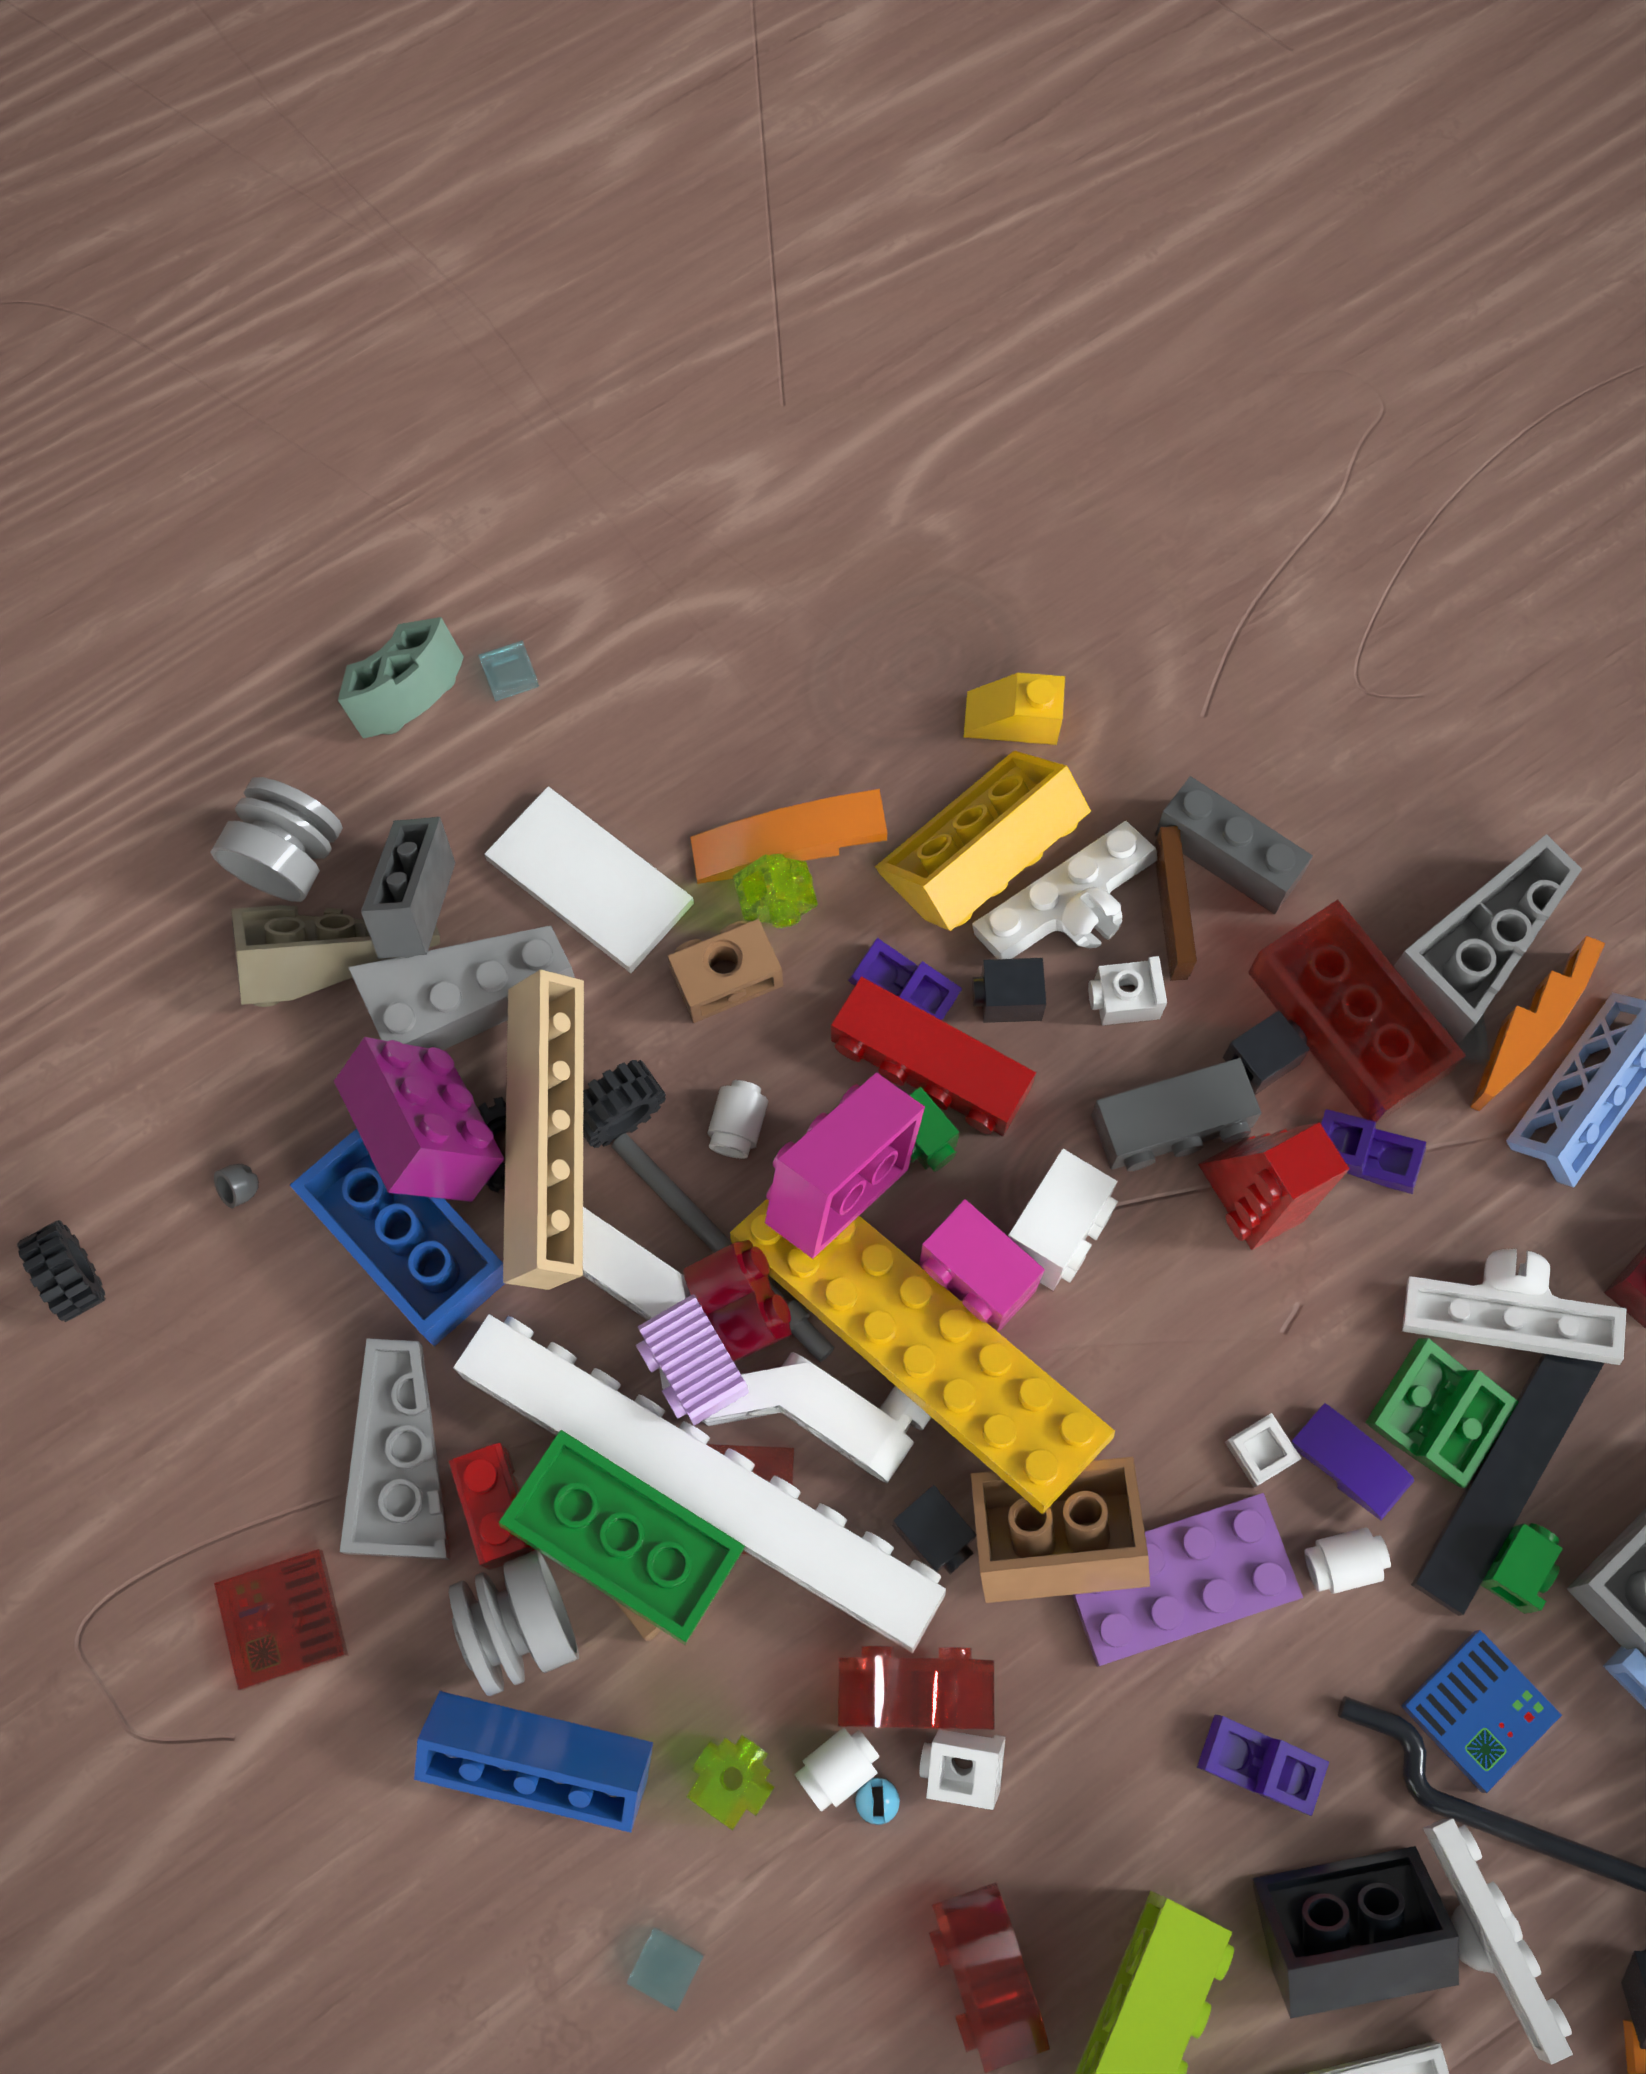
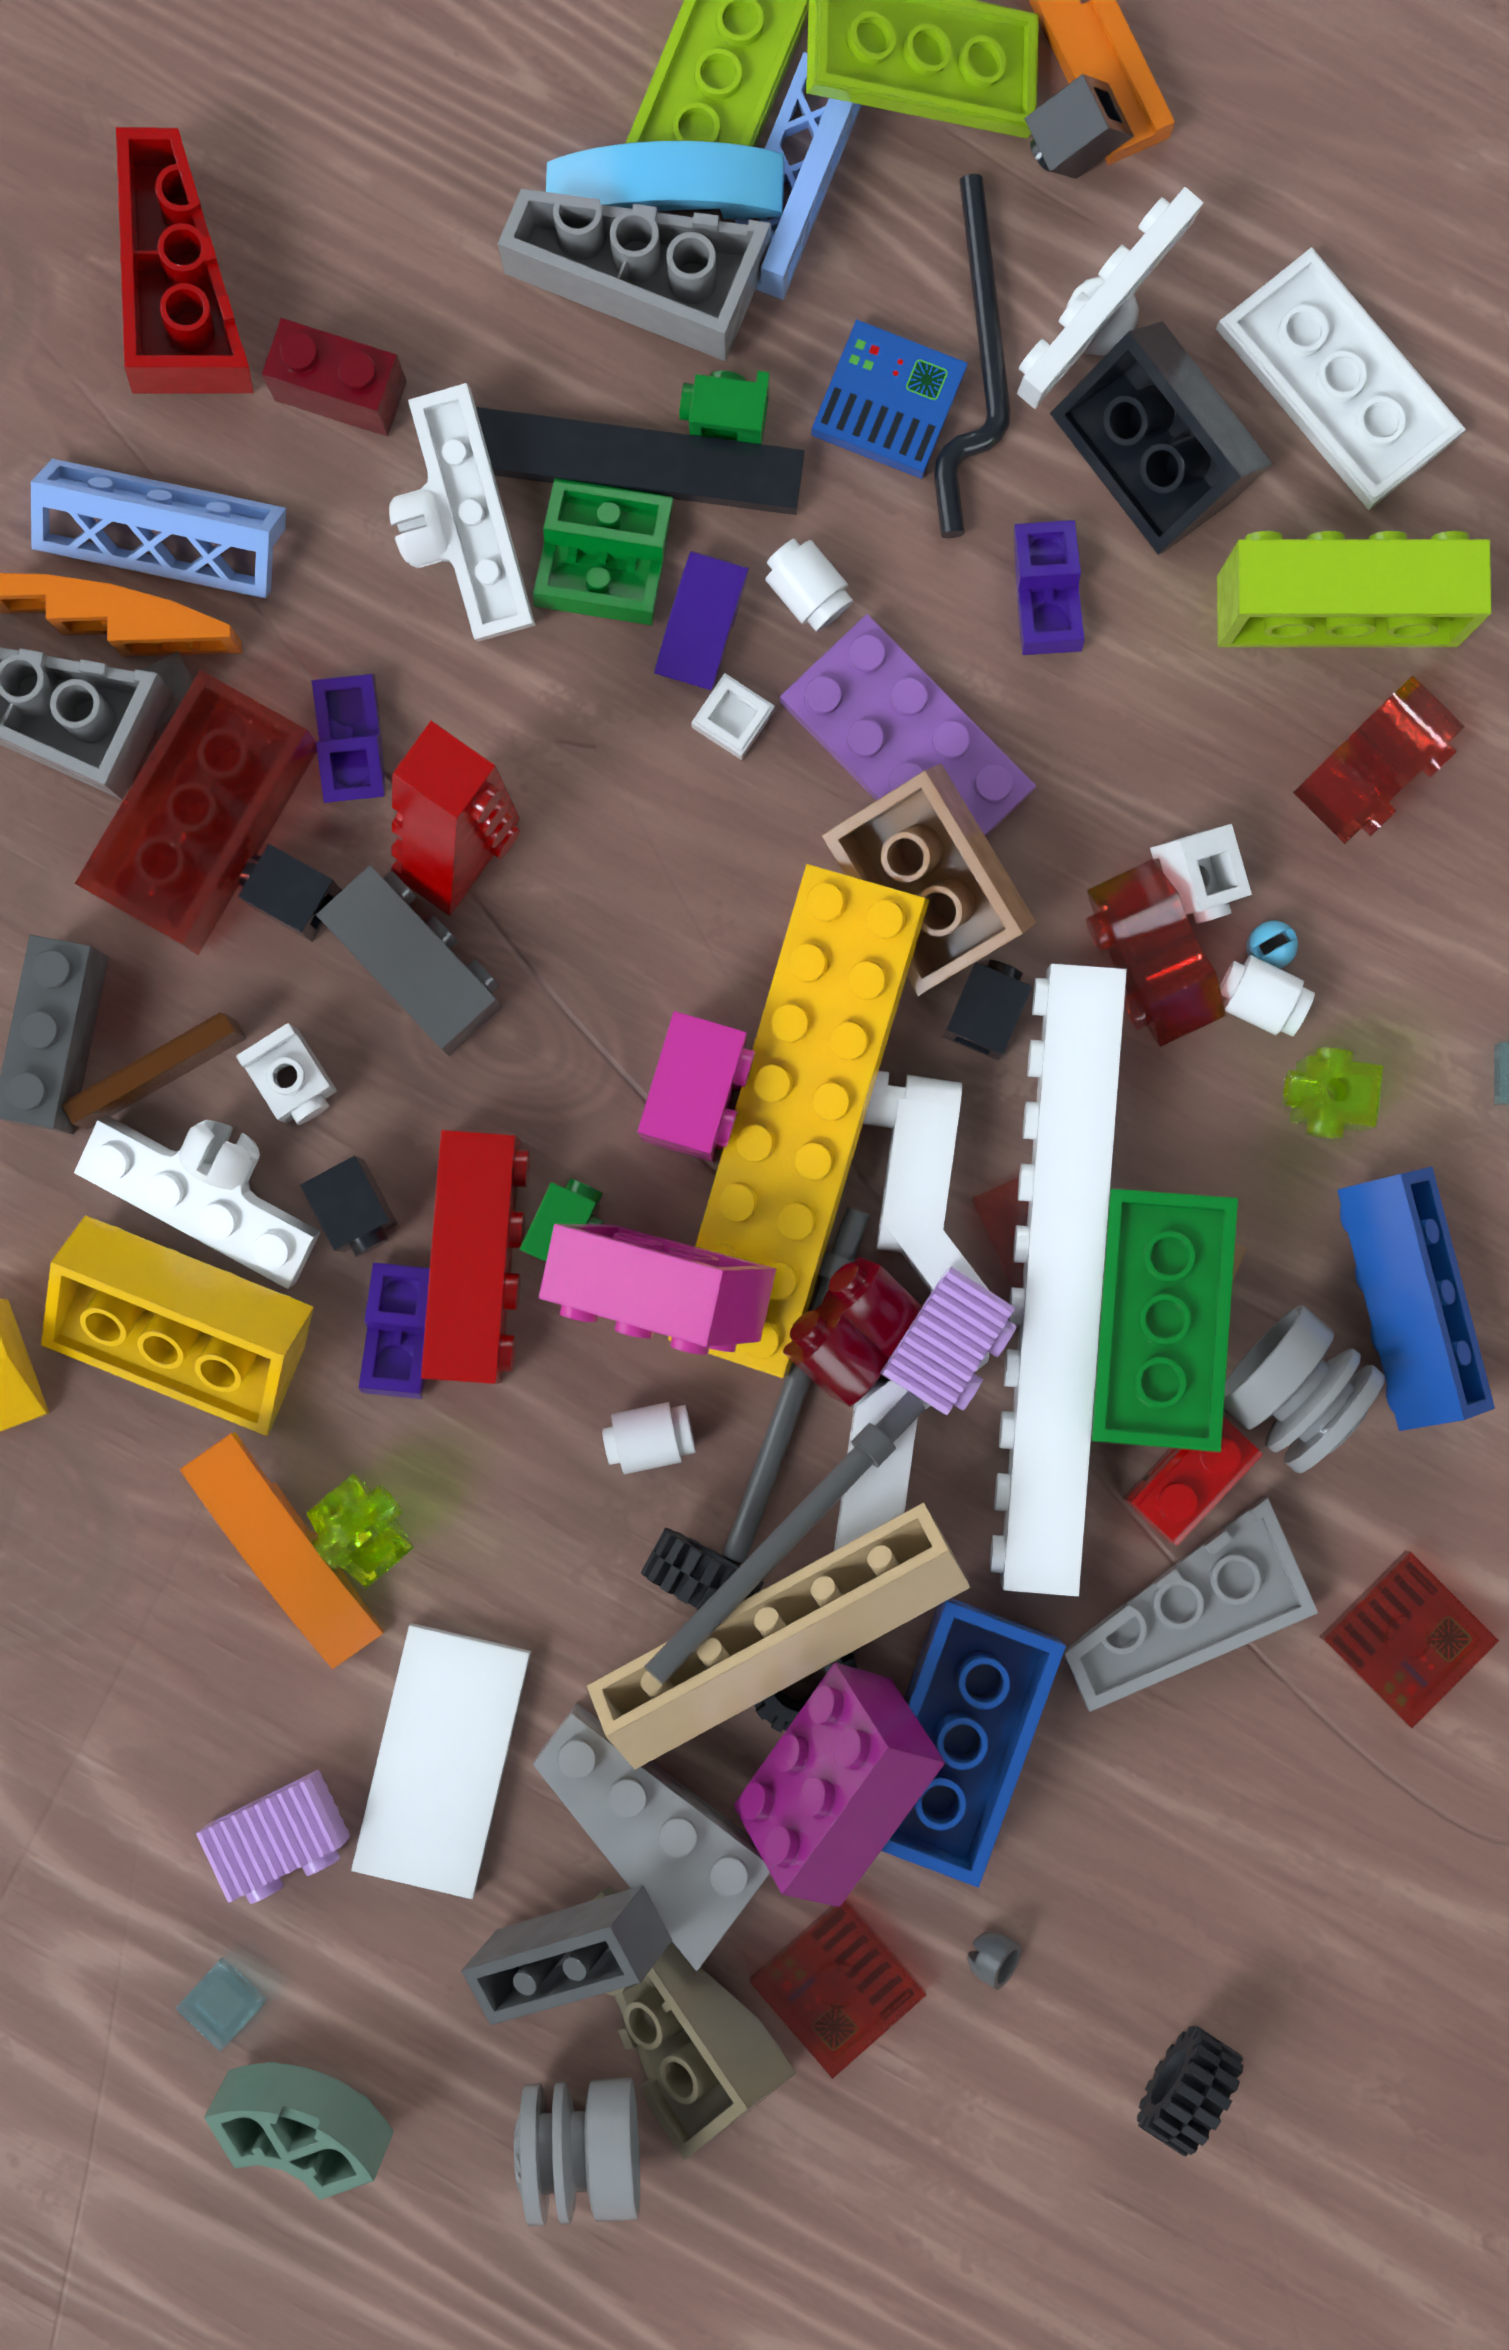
camera: 115 degrees left, 15 degrees up
(282, 1069) = (838, 1987): none -> clear red tile
(598, 747) = (274, 1837): none -> lavender brick
(644, 1265) = (870, 1448): none -> dark grey bar
(710, 992) = (467, 1505): medium nougat brick -> none
(1061, 1214) = (598, 1025): white brick -> none

